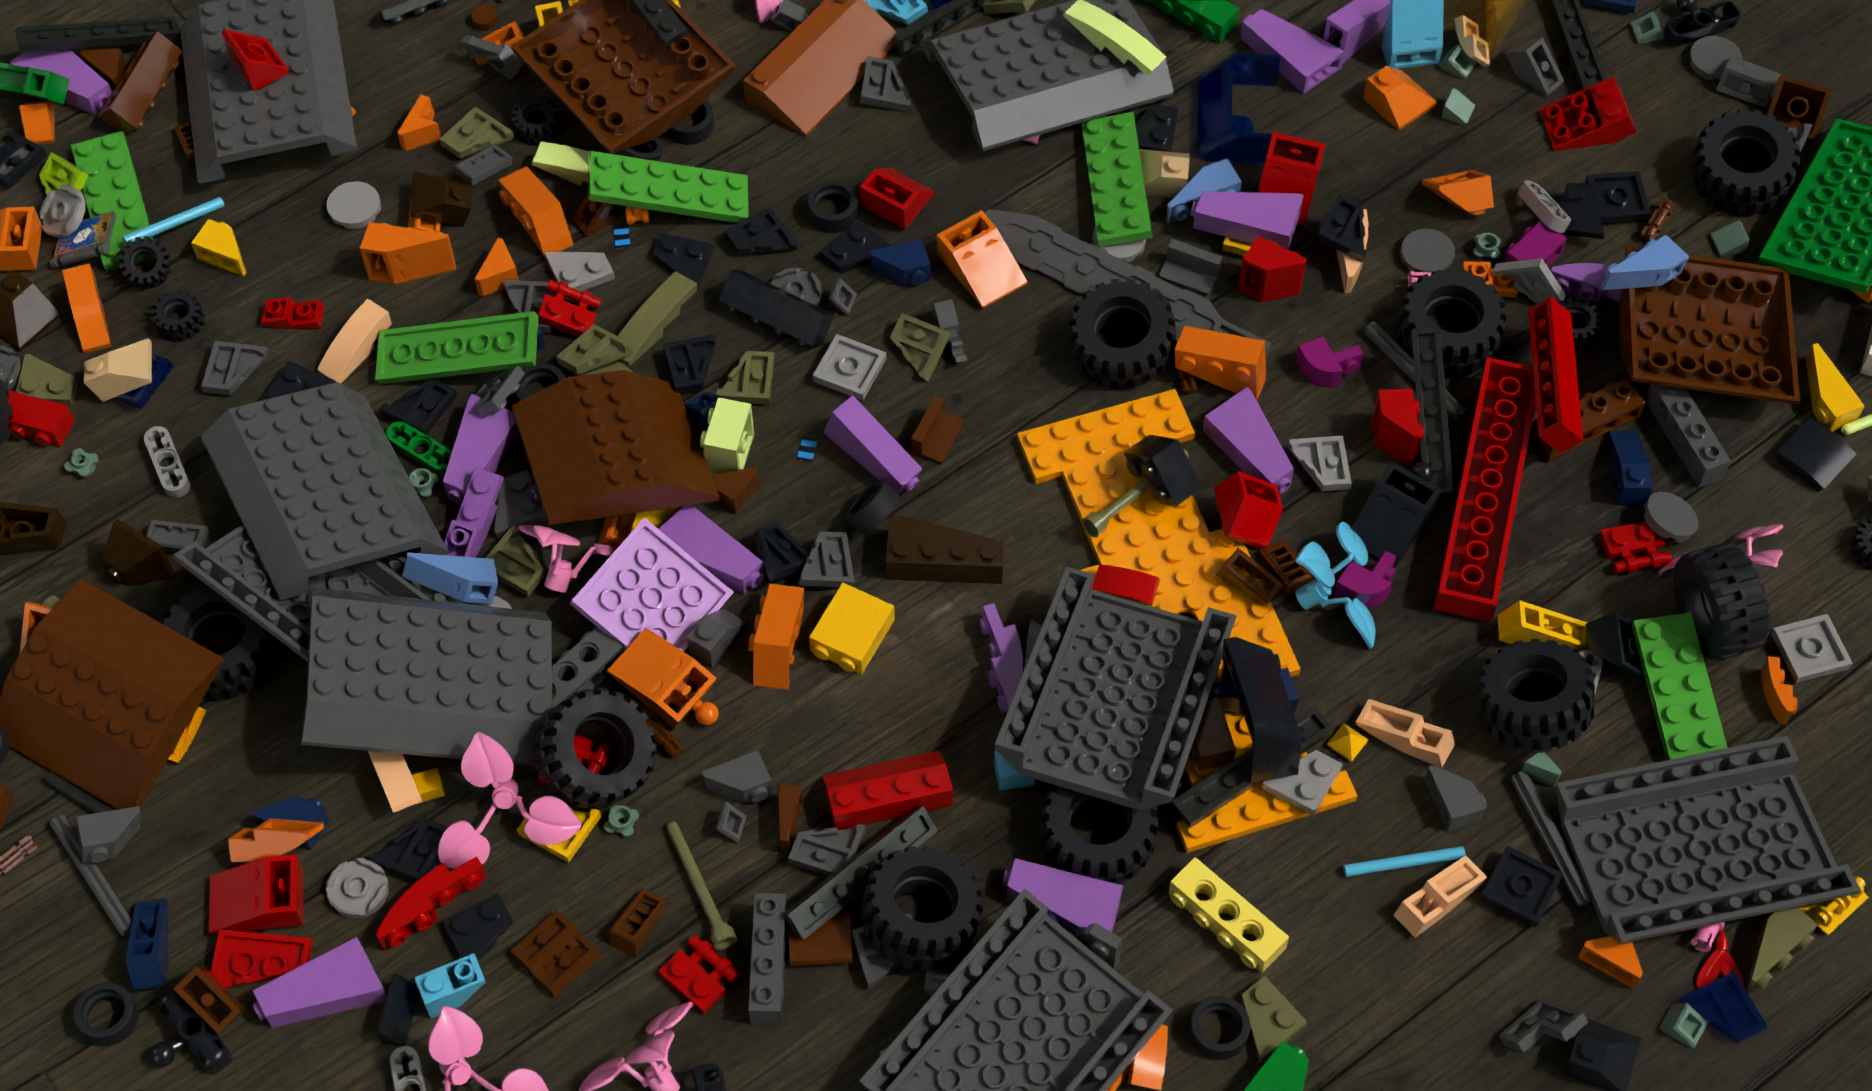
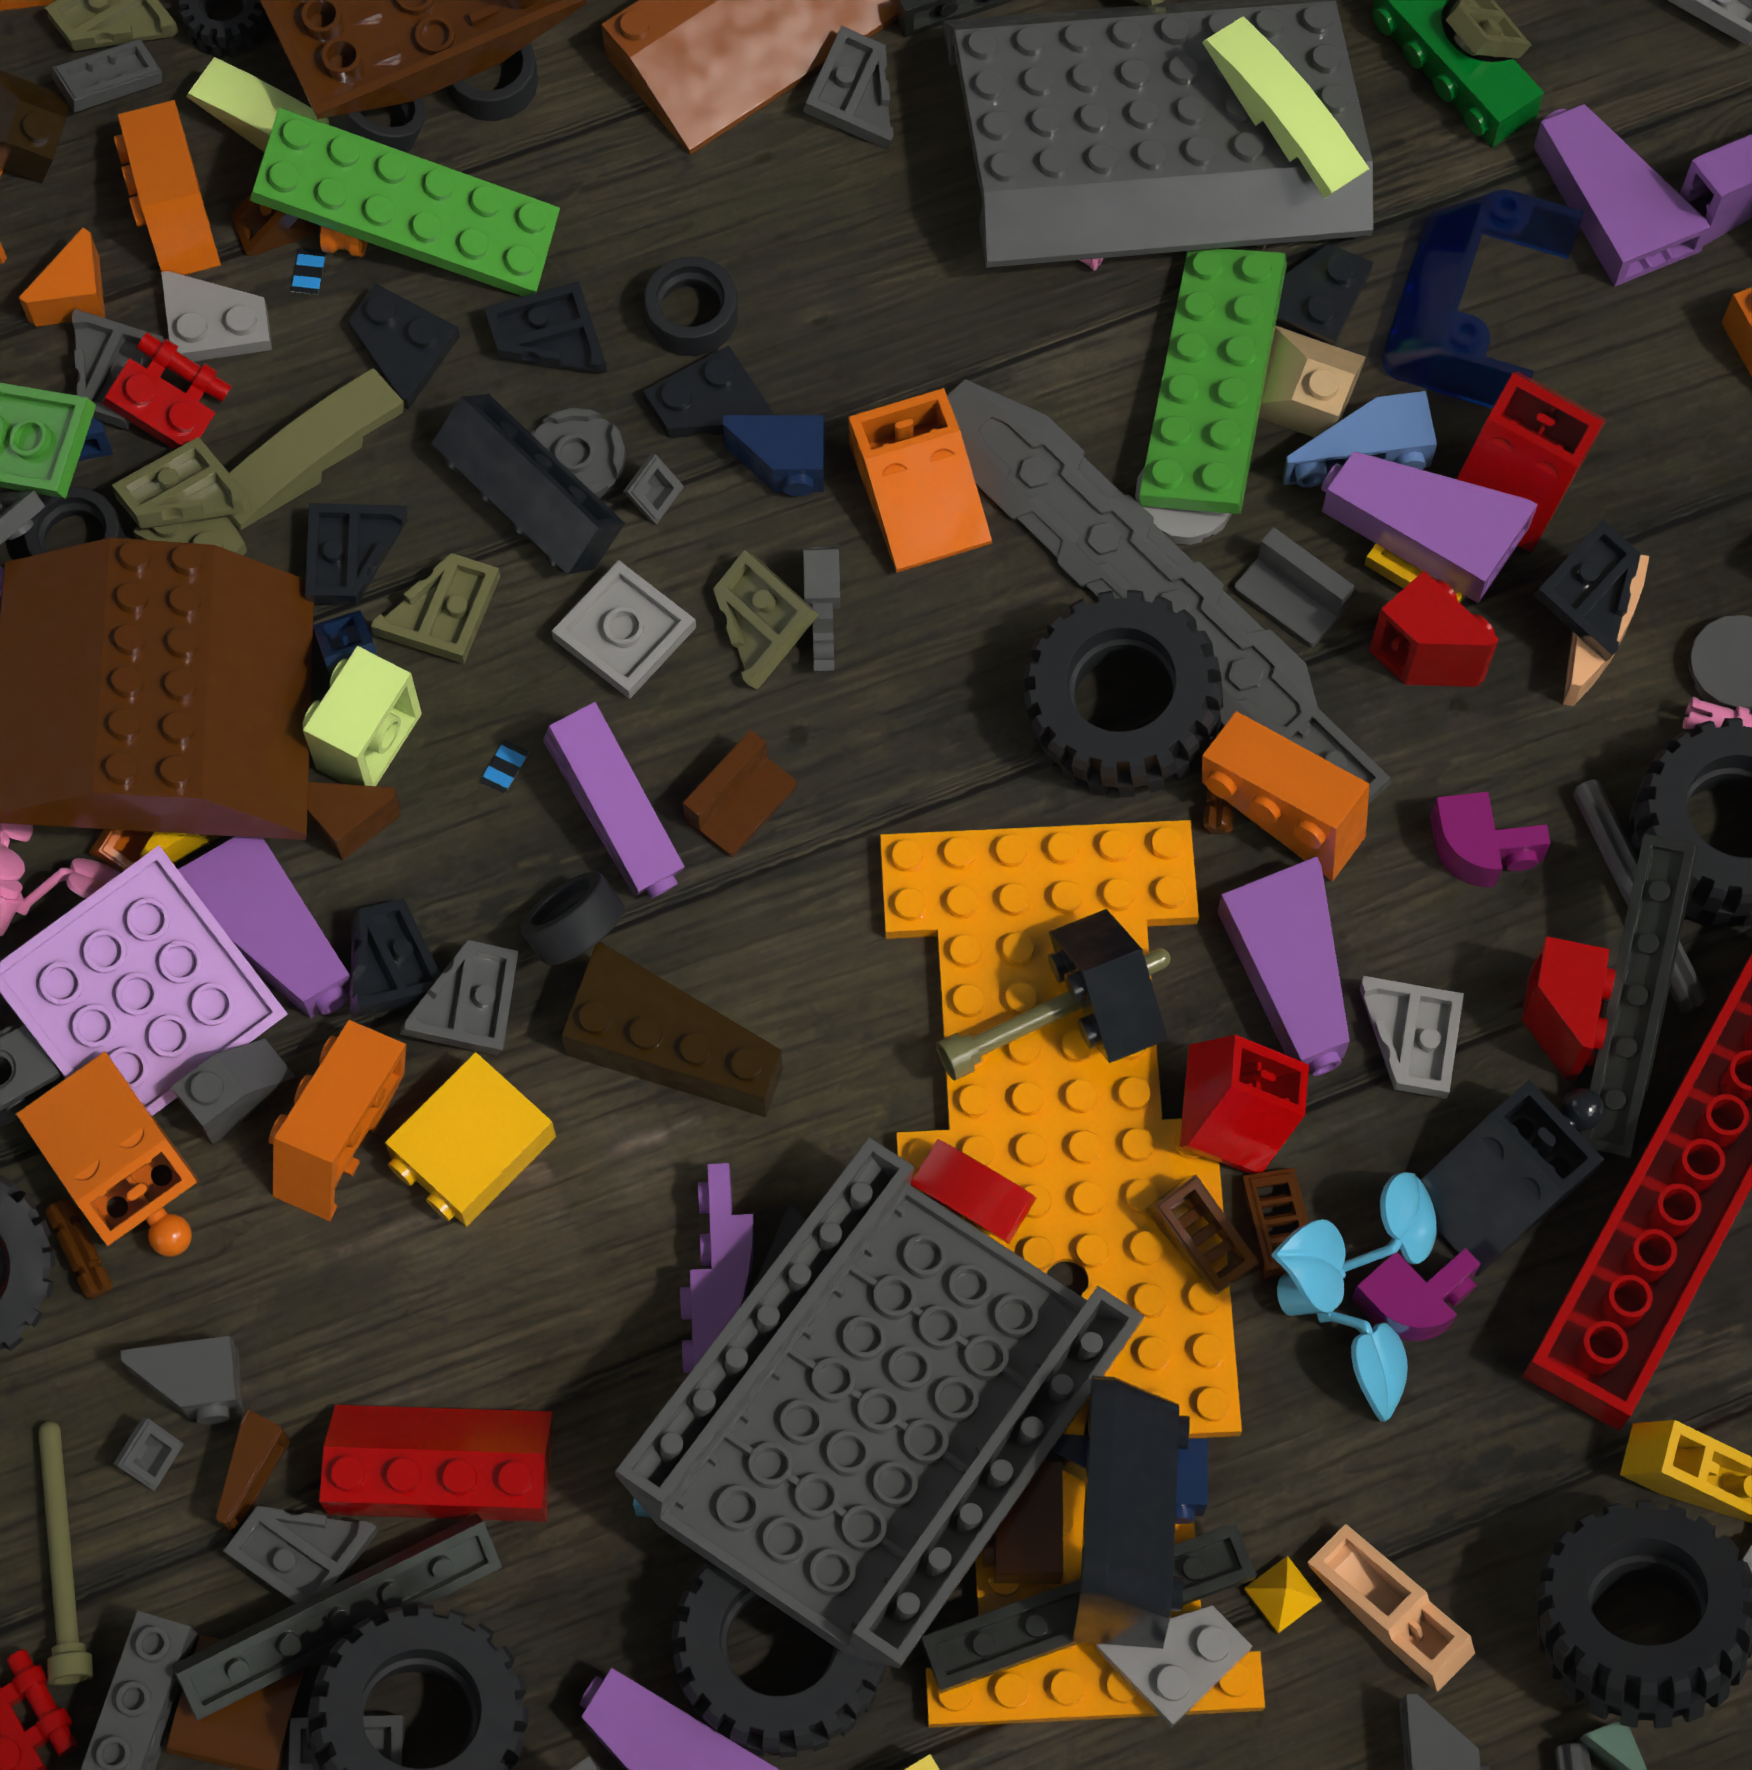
camera: 15 degrees right, 10 degrees up
(893, 196) = (806, 313): red slope -> none

